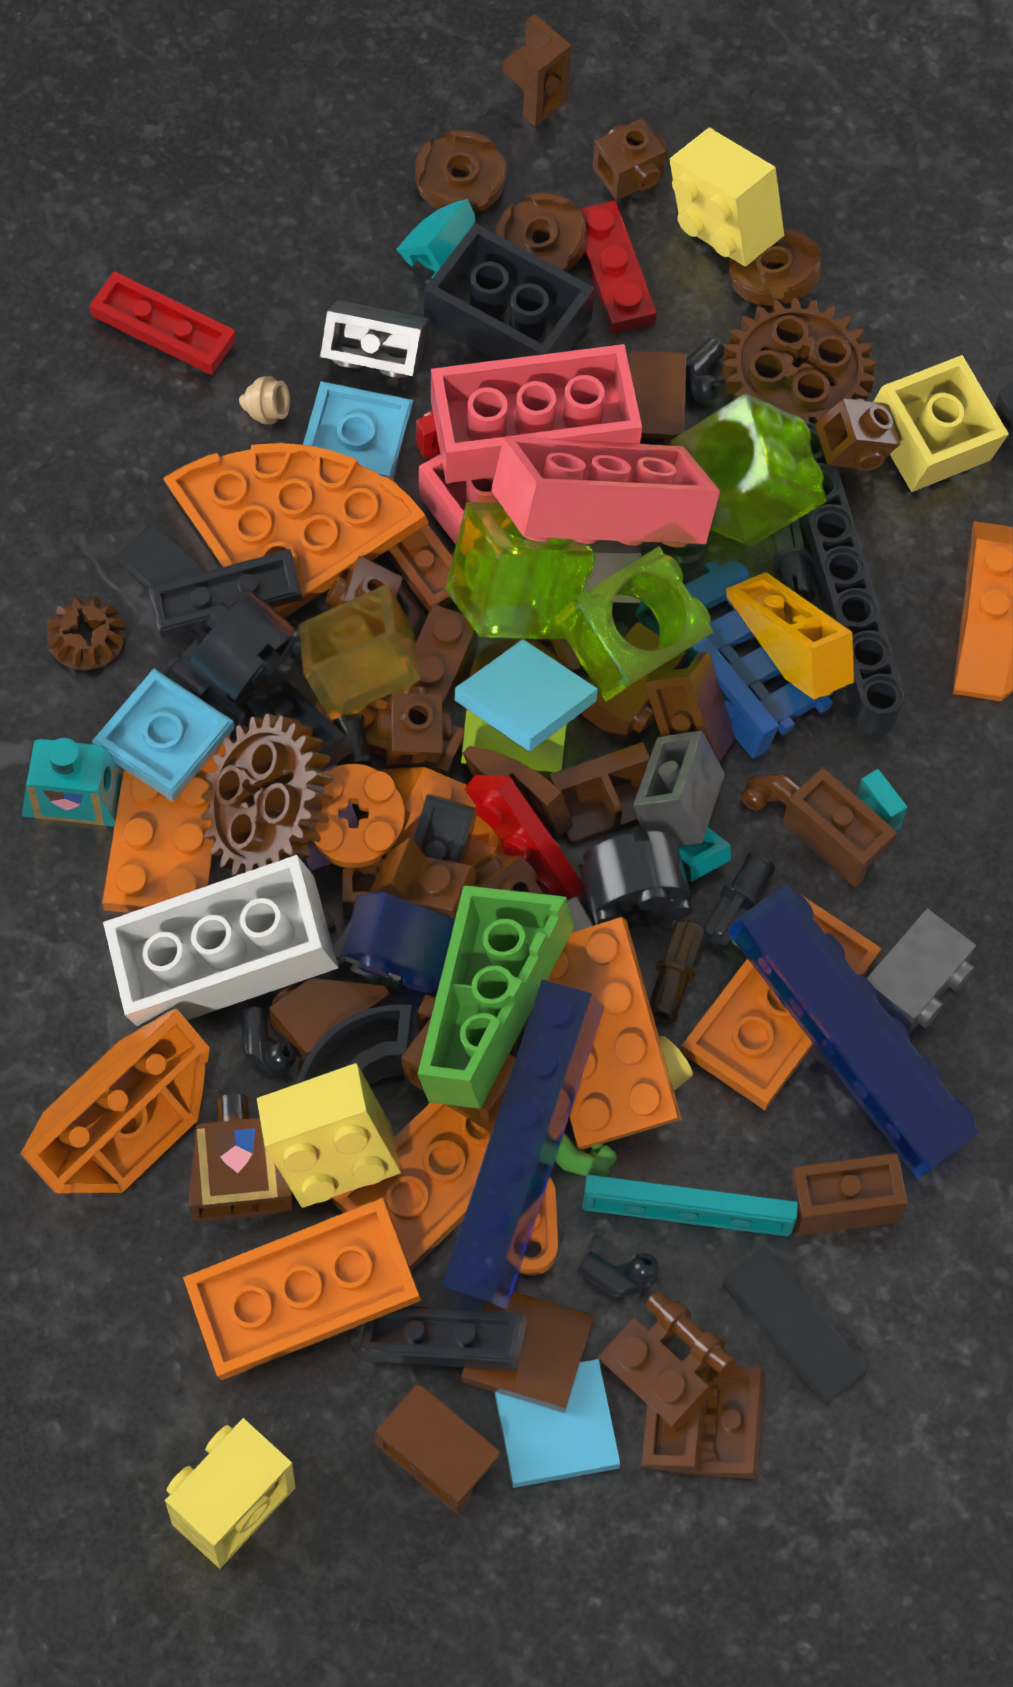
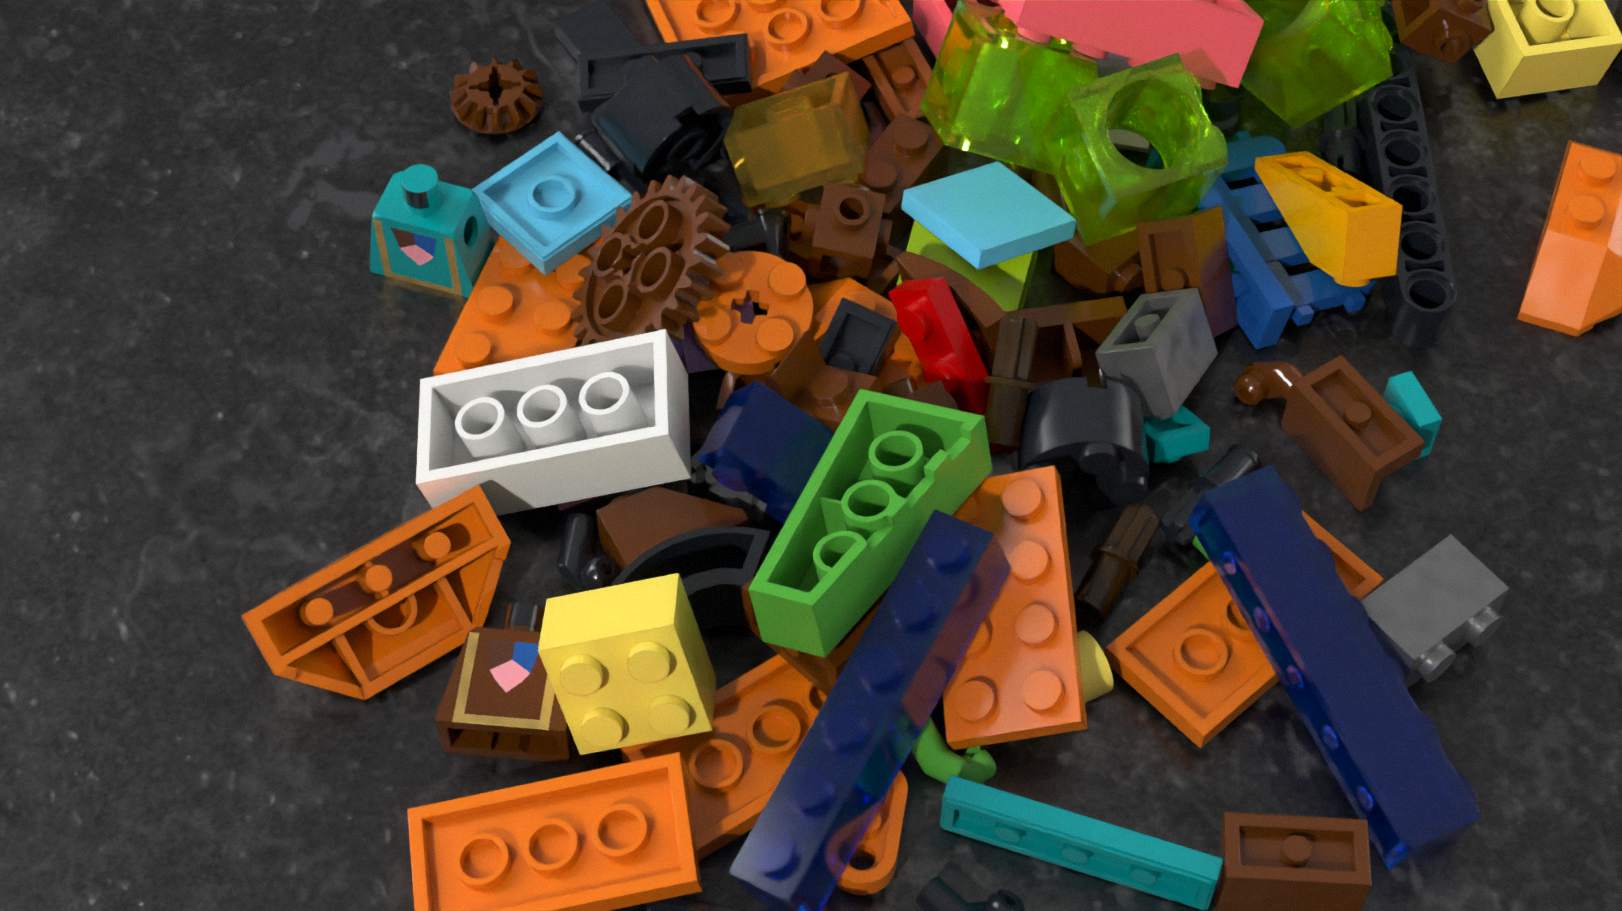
camera: 15 degrees right, 10 degrees down
(572, 846) = (1010, 380): none -> dark brown axle

